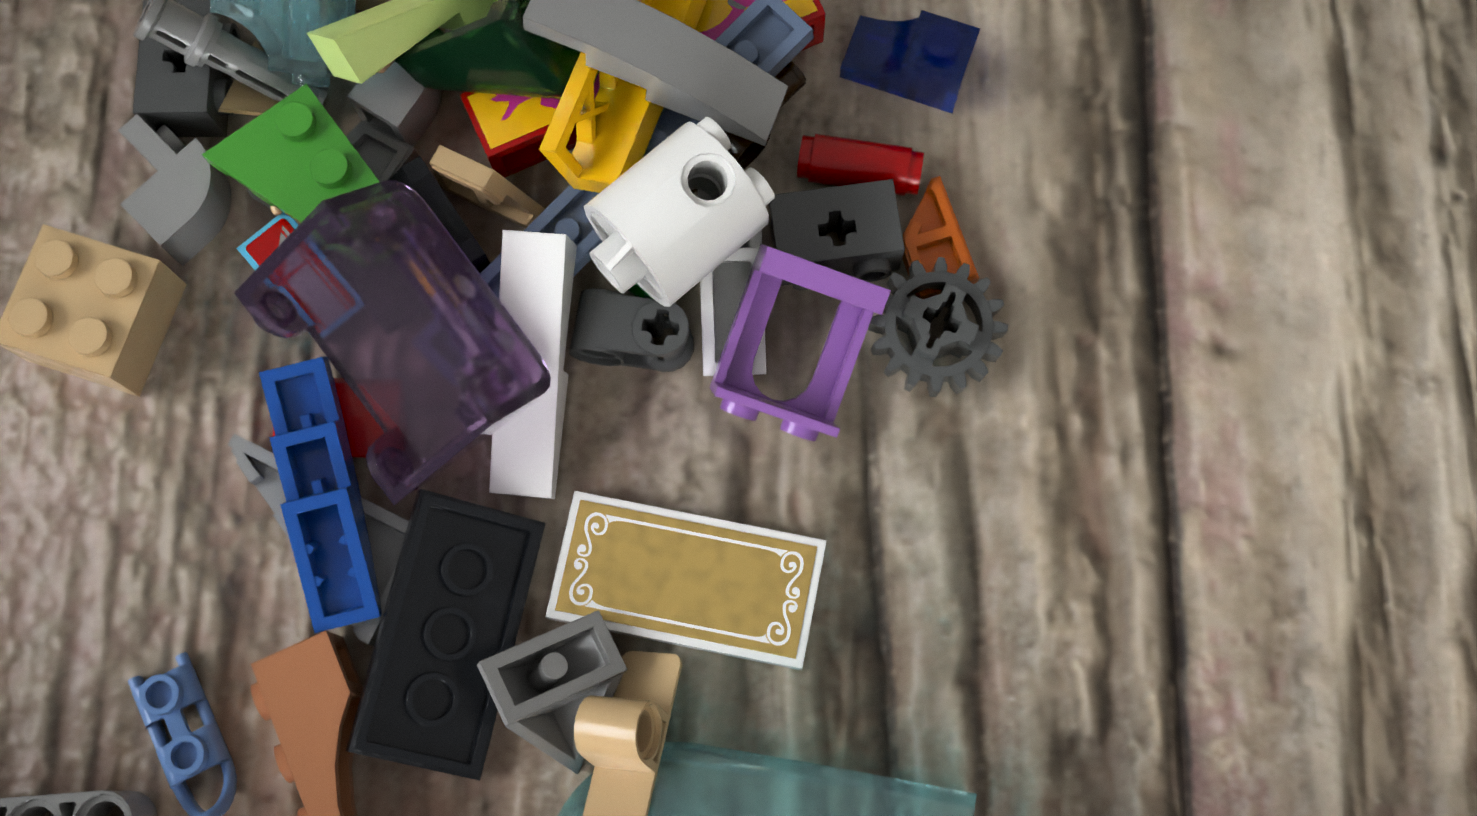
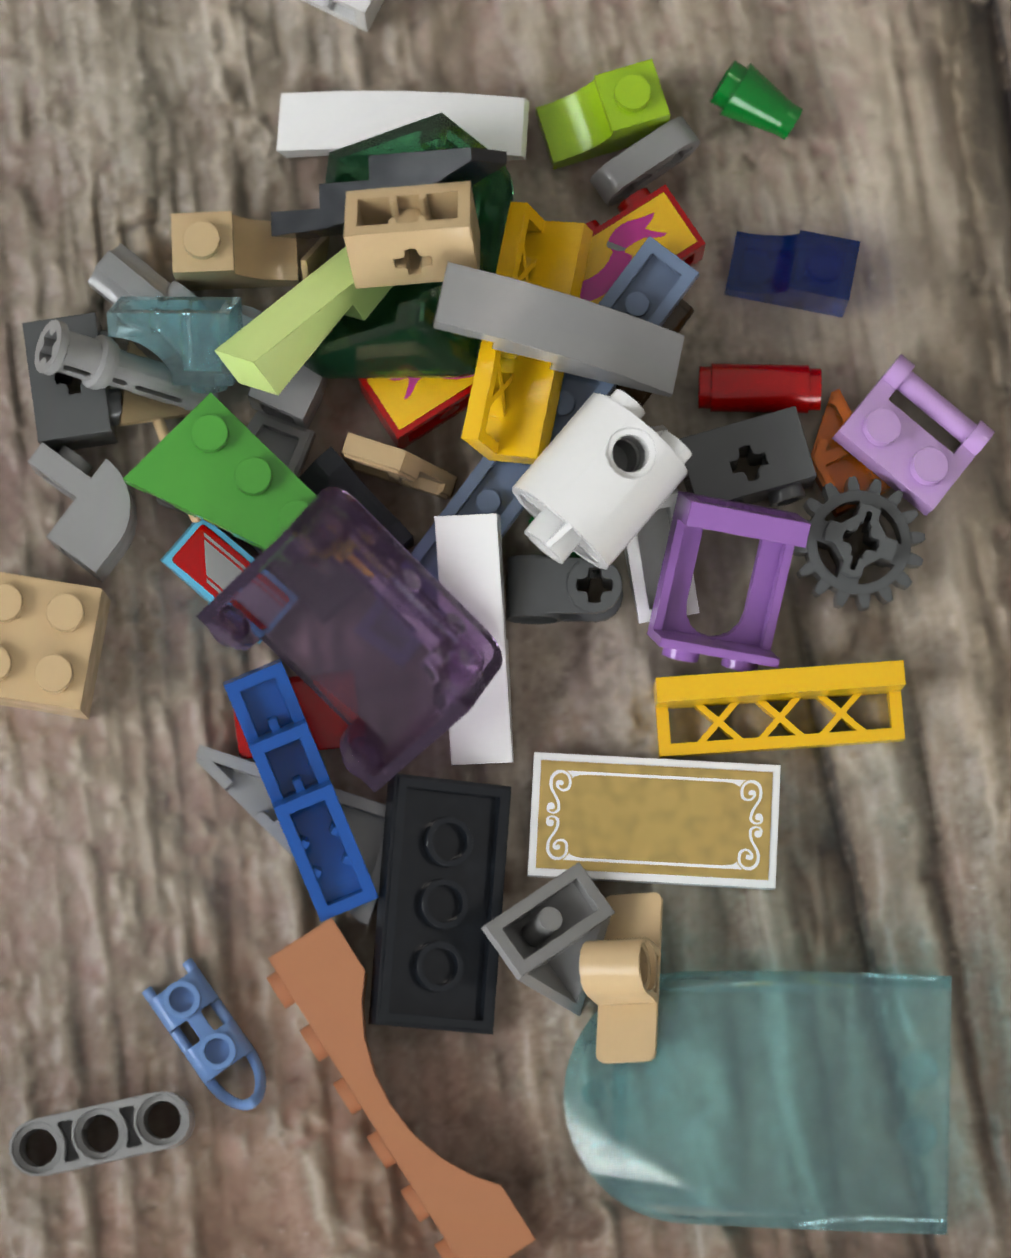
camera: 10 degrees left, 5 degrees up
(835, 458) = (775, 686): none -> yellow fence
(994, 240) = (900, 448): none -> lavender plate

